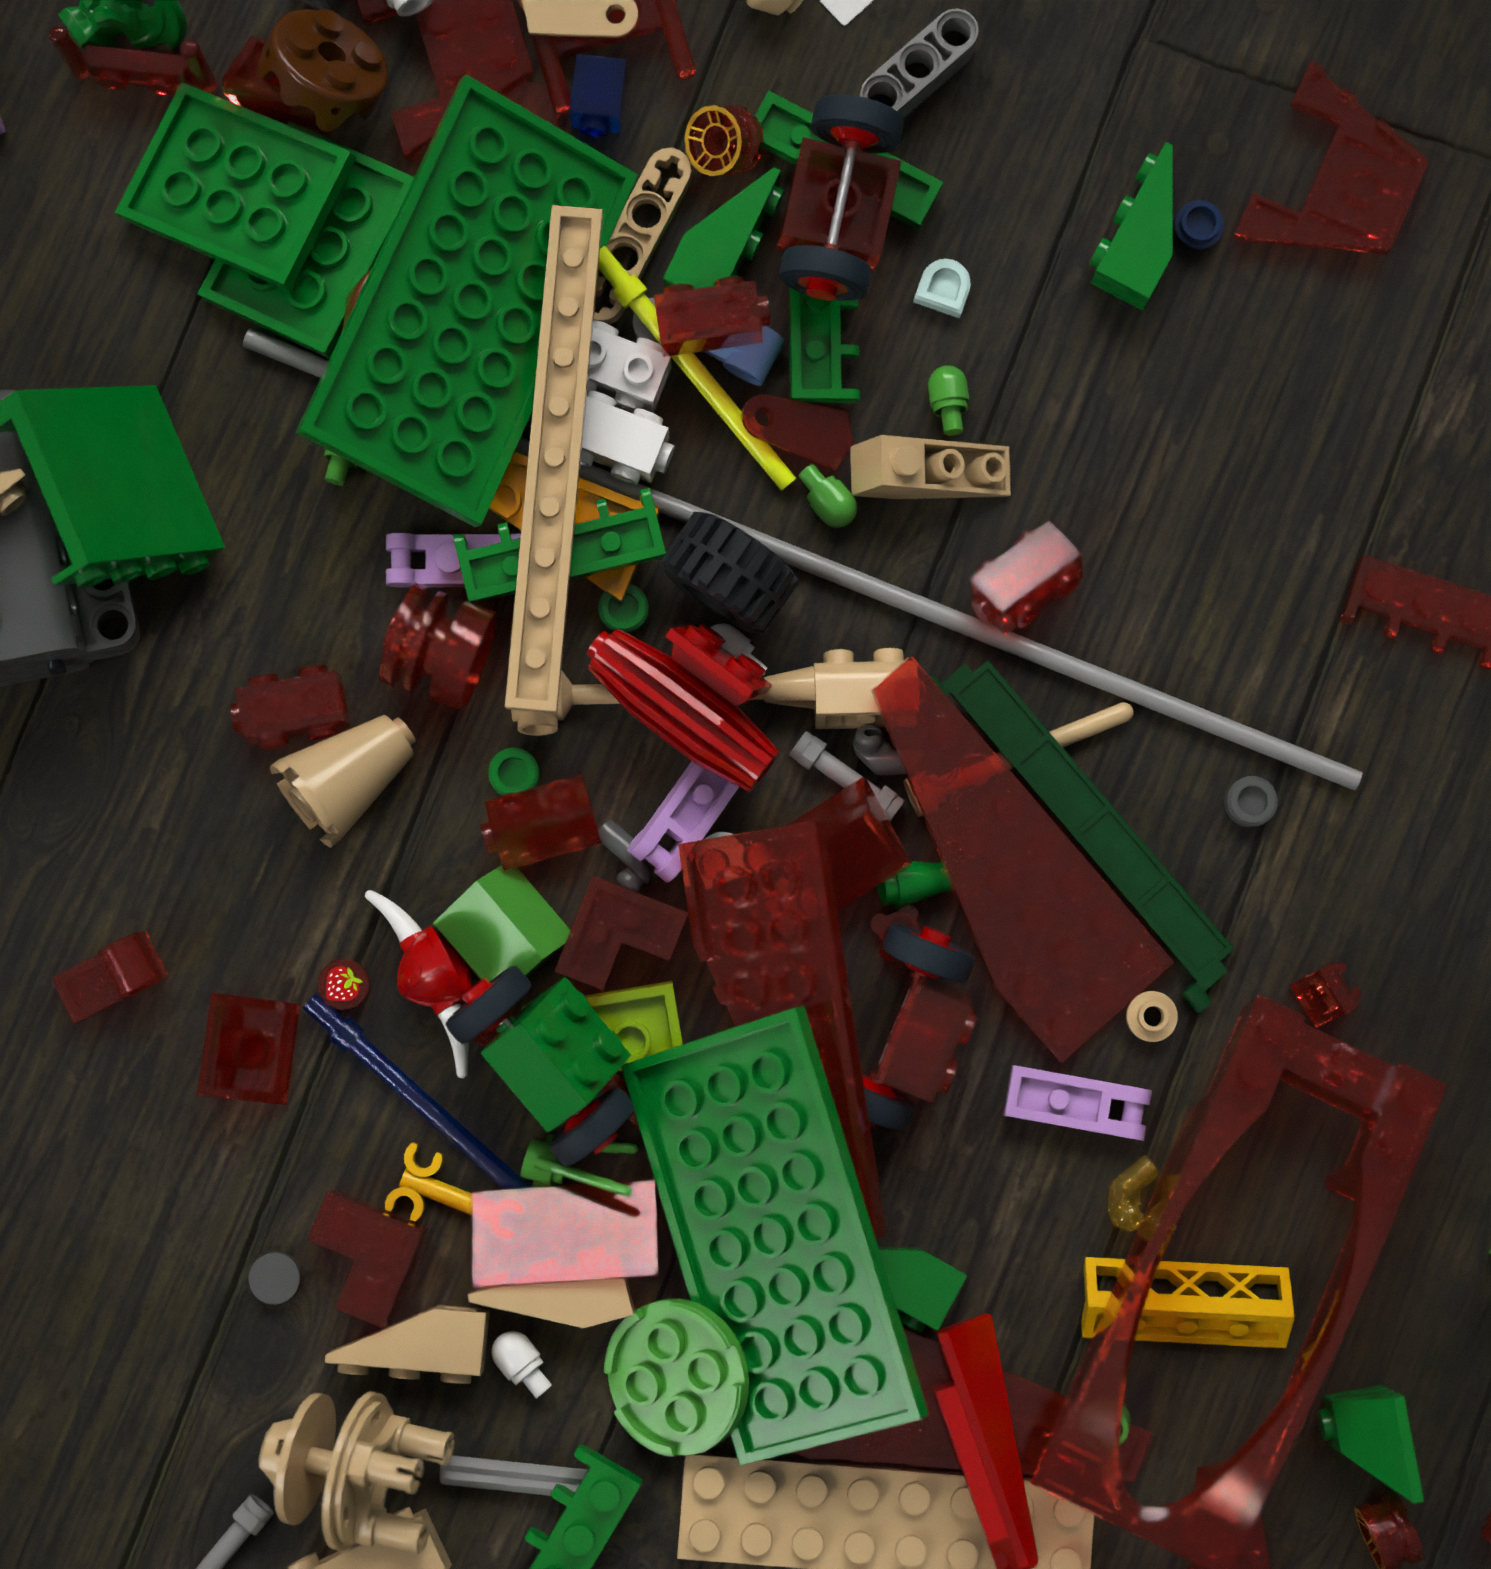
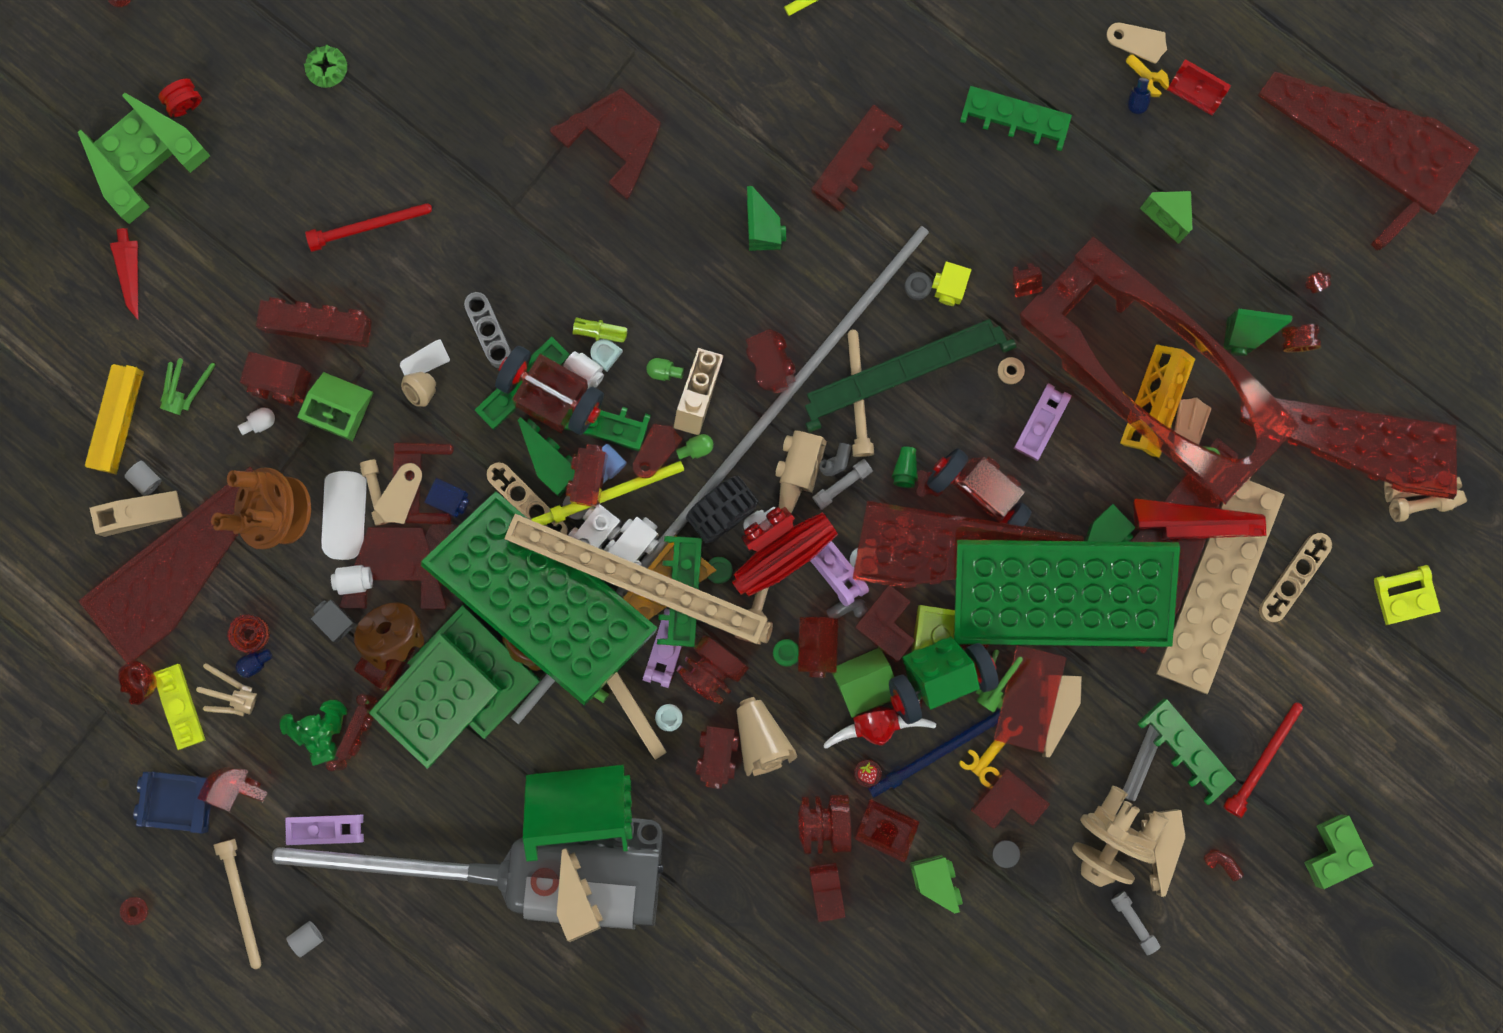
camera: 70 degrees left, 0 degrees up
(180, 1160) = (934, 881): none -> bright green slope
(225, 934) = (825, 824): none -> clear red wheel
(319, 542) = (636, 716): none -> tan beam
(334, 603) = (668, 717): none -> light aqua tile
(435, 1340) = (1062, 783): tan slope -> none
(520, 1361) = (1086, 742): white cylinder -> none
(677, 1377) = (1118, 664): bright green tile -> none
(711, 127) = (490, 450): clear red wheel -> none
(859, 841) = (876, 485): clear red slope -> none
(903, 257) = (585, 368): none -> white brick
(982, 262) = (599, 330): none -> lime axle
(1034, 905) = (937, 411): clear red wing -> none
(1125, 1194) = (1096, 413): clear yellow arm -> none
(1144, 241) = (614, 244): green slope -> none
(1170, 1376) = (1192, 419): none -> tan piece
(1199, 225) = (615, 214): dark blue plate -> none
(1266, 484) = (763, 224): none -> green slope
(1274, 858) = (951, 283): none -> neon yellow brick

